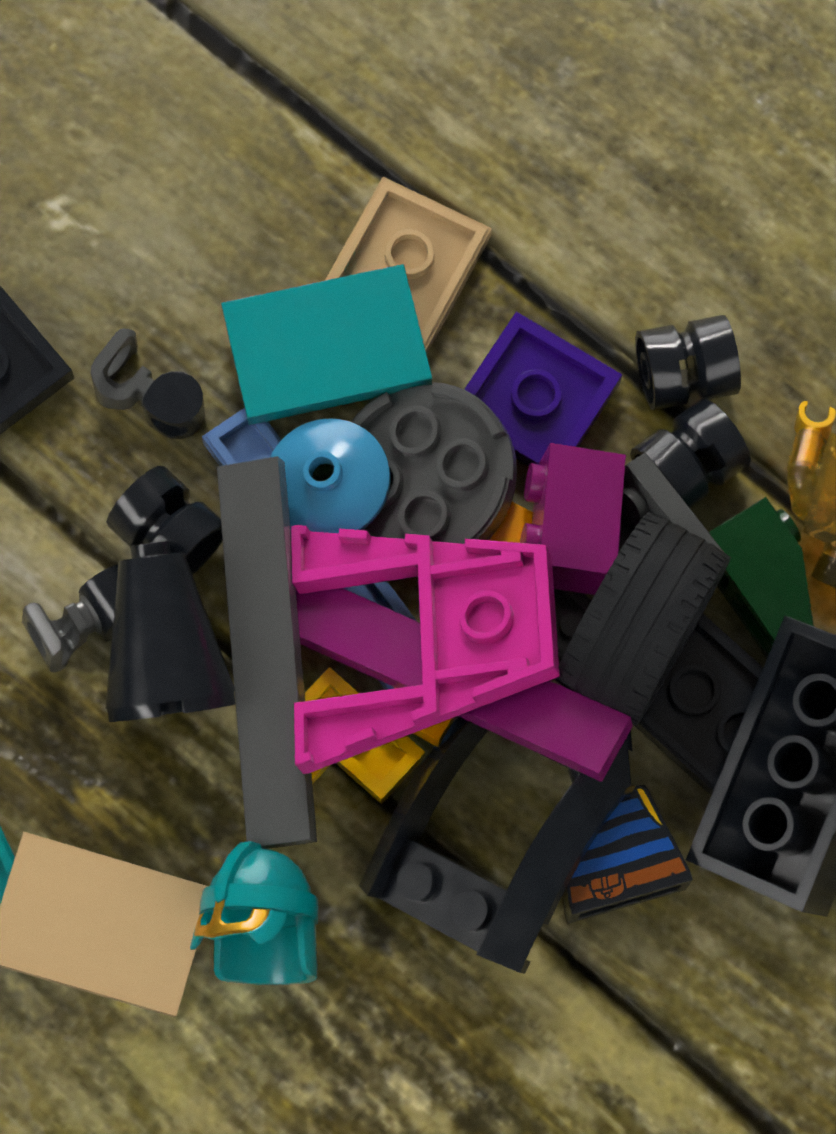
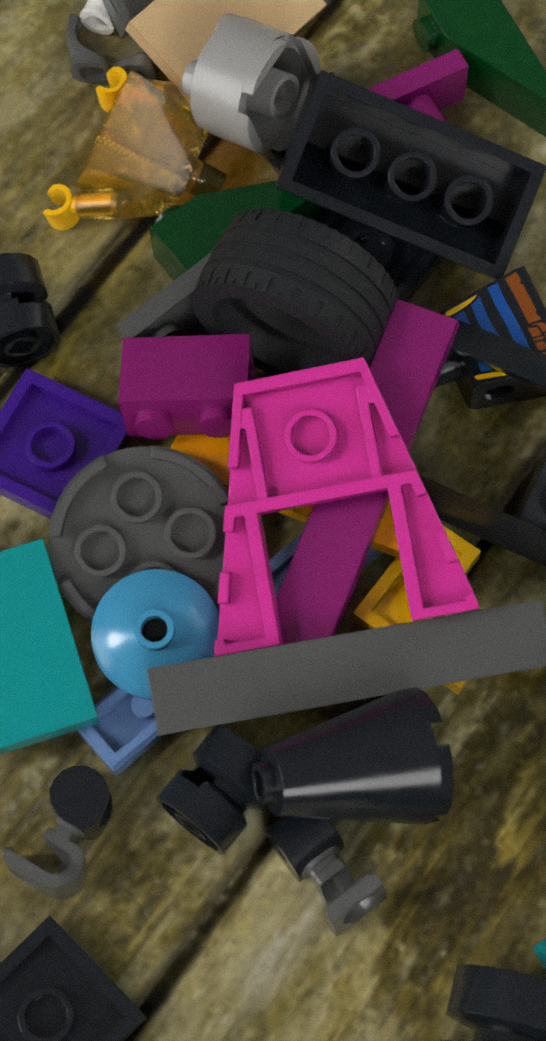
camera: 90 degrees left, 5 degrees down
(697, 451) = (100, 293): black wheel -> none

